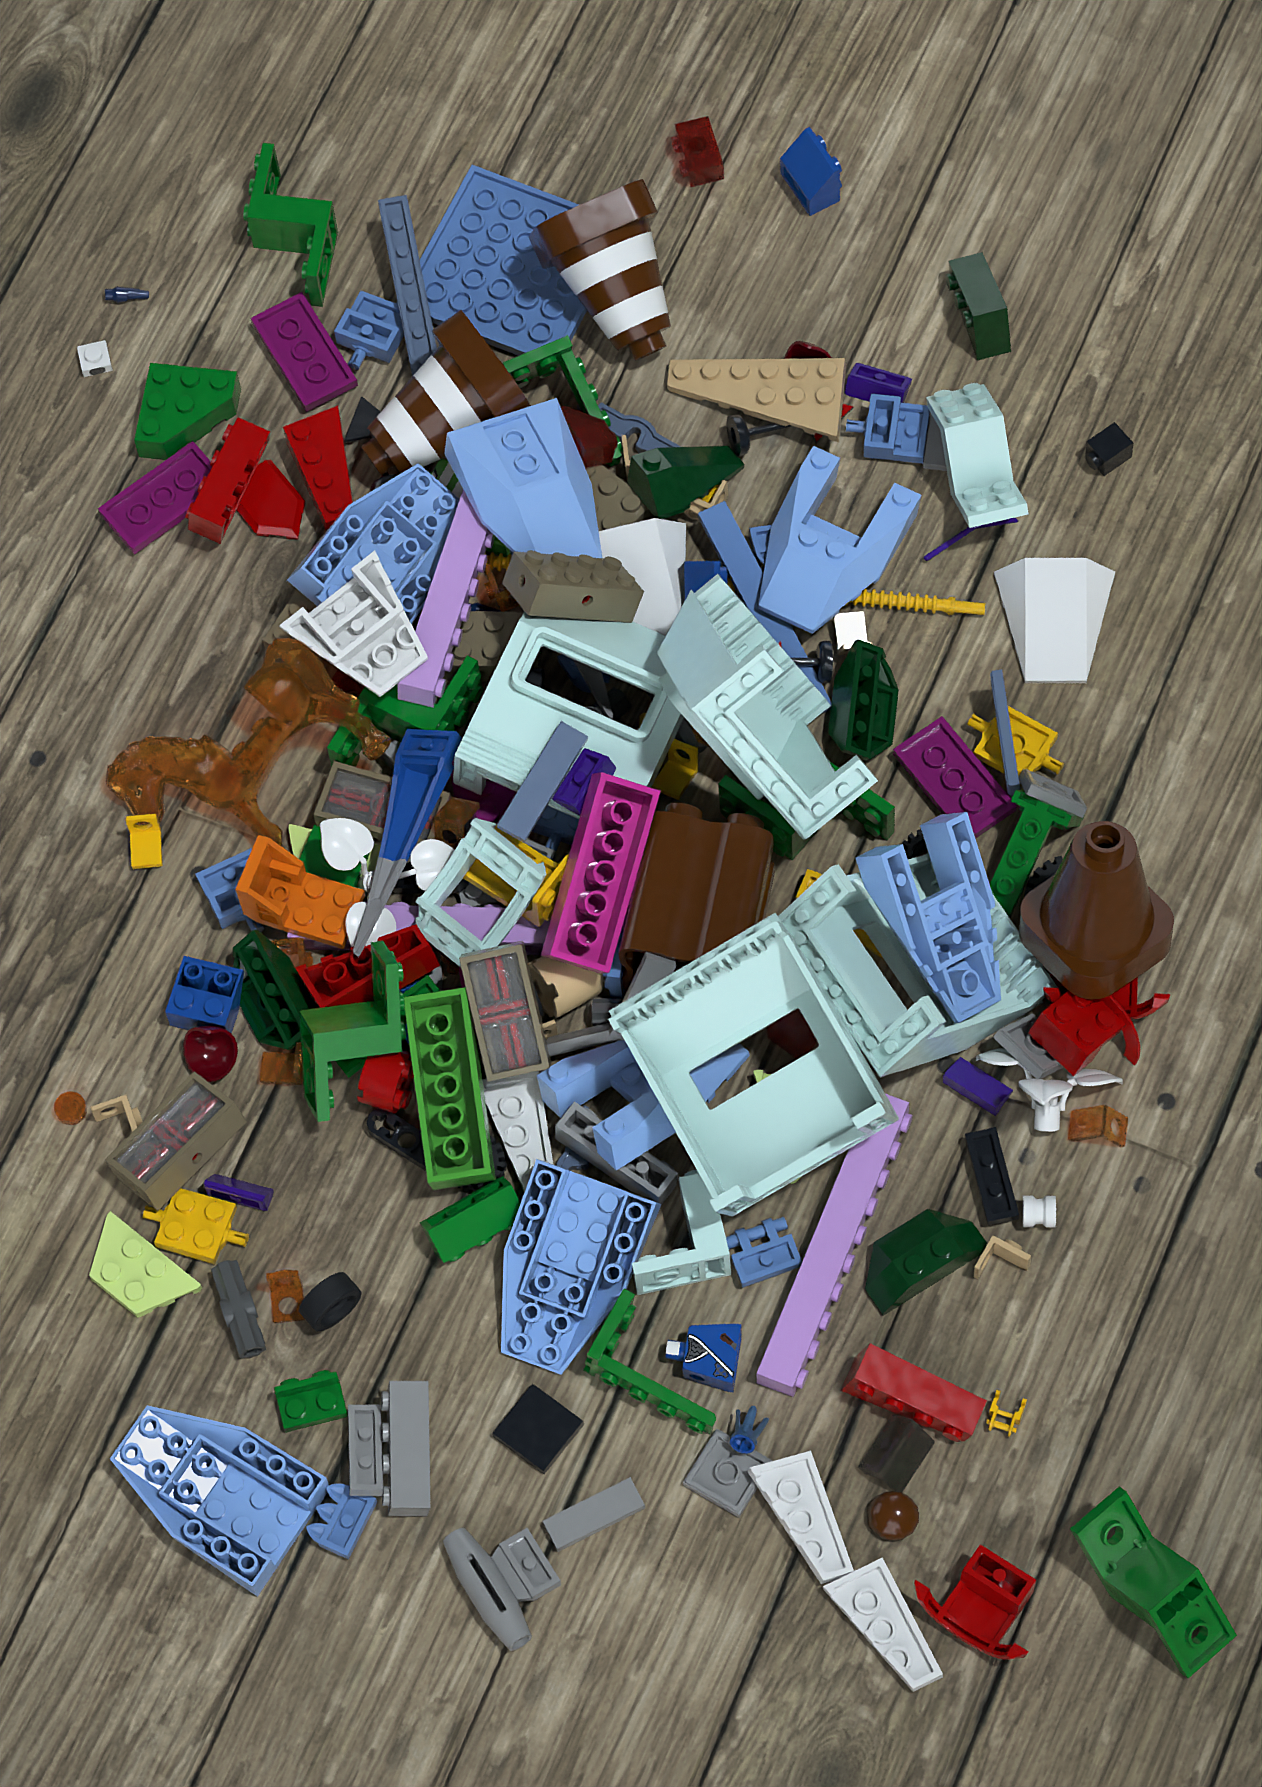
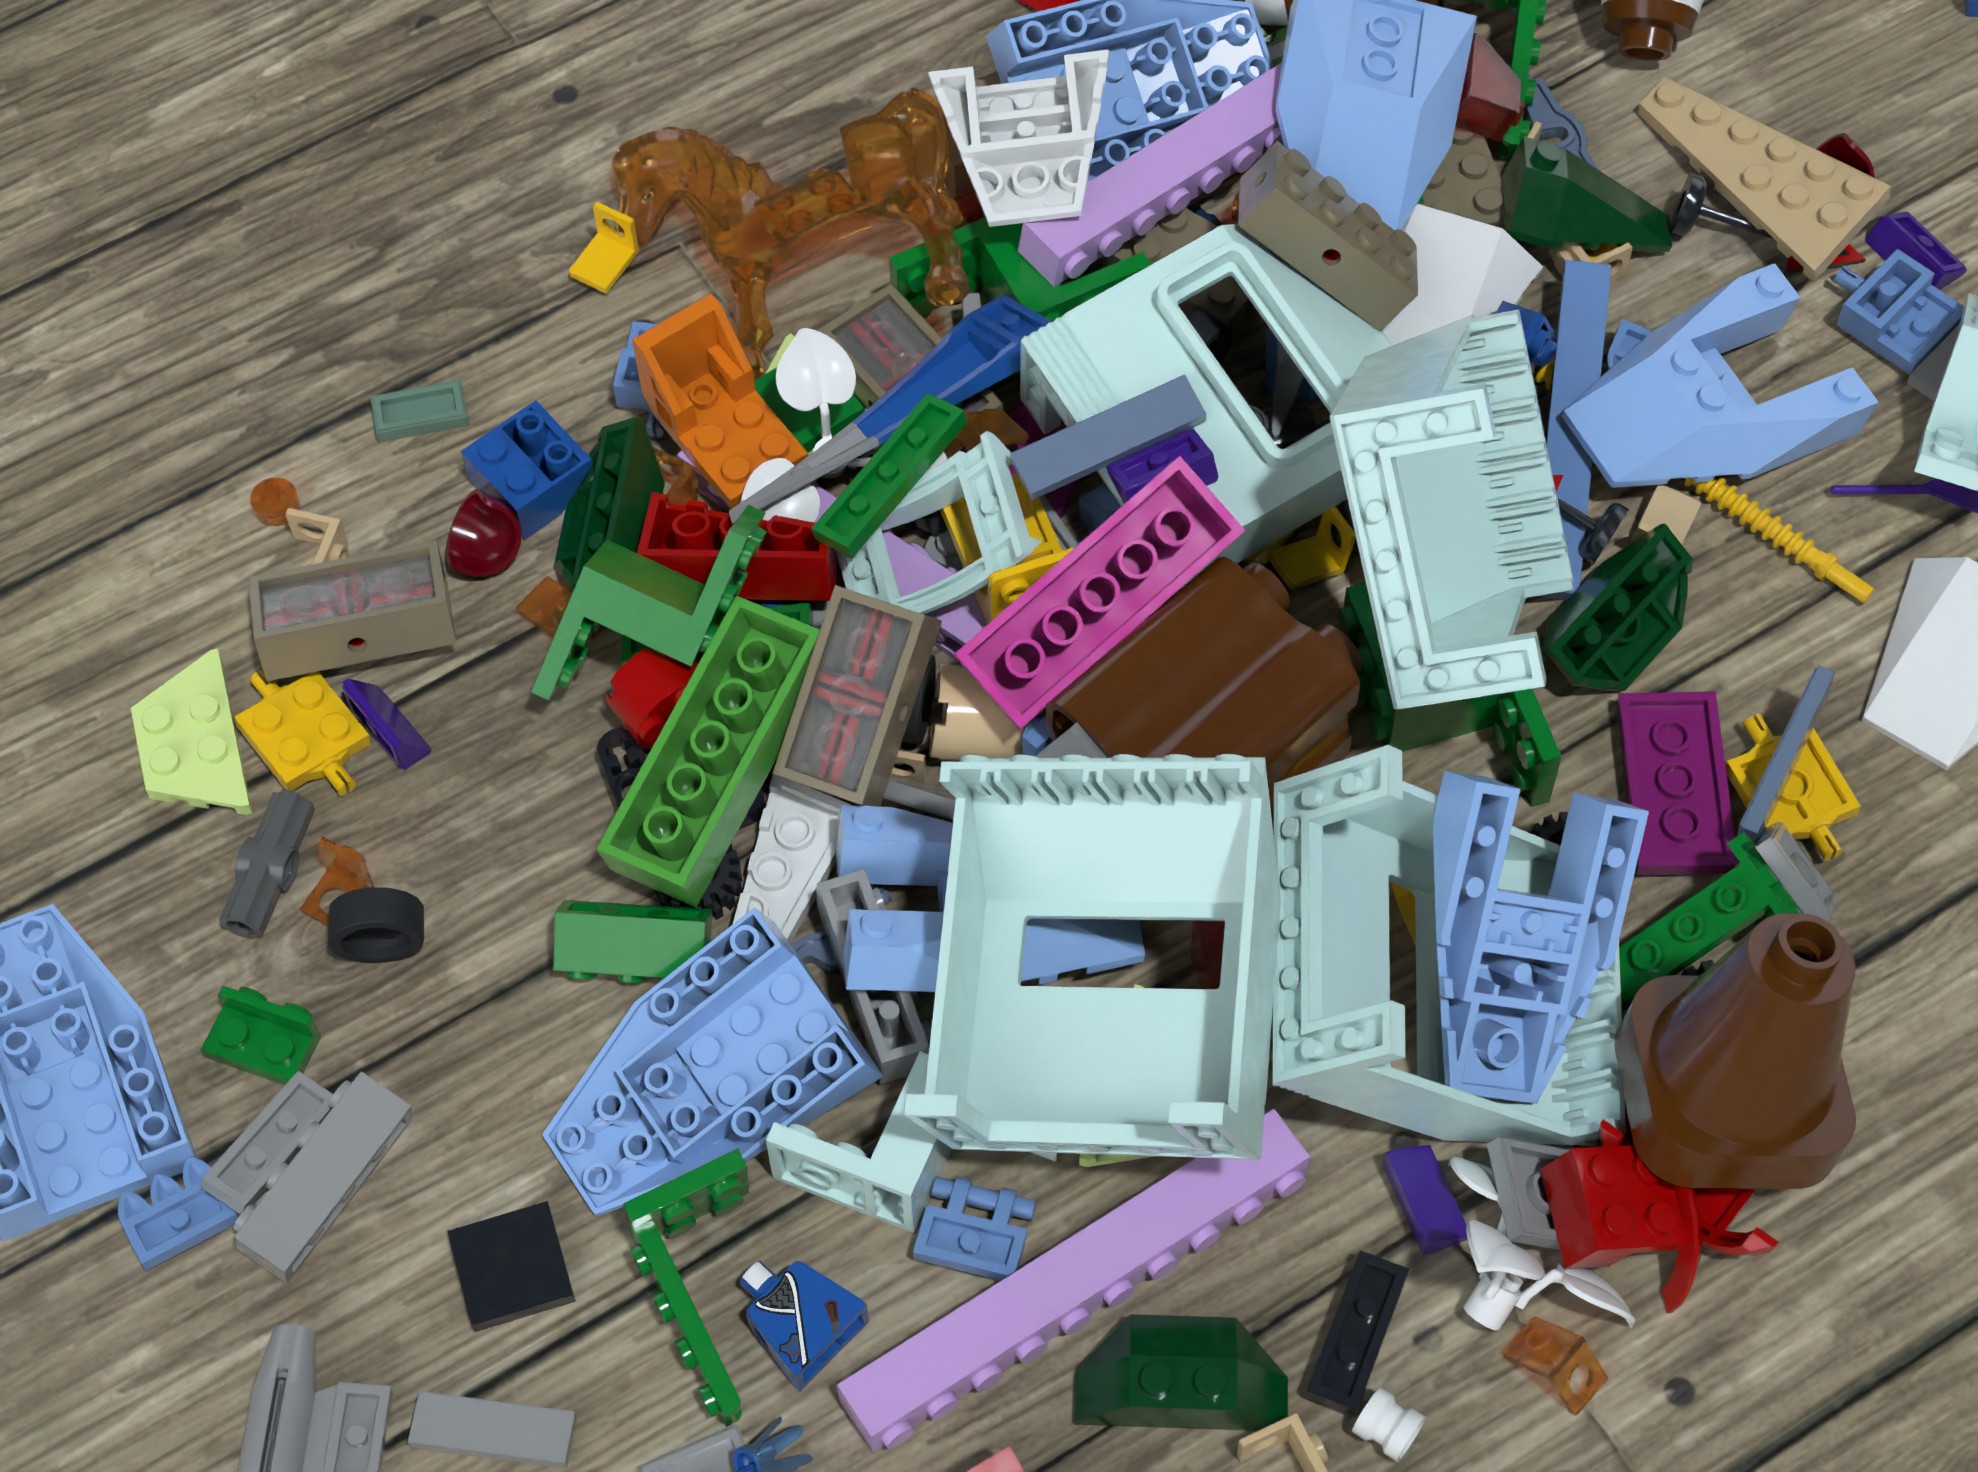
camera: 30 degrees right, 5 degrees down
(110, 1003) = (419, 411): none -> sand green tile
(430, 876) = (889, 475): none -> green plate

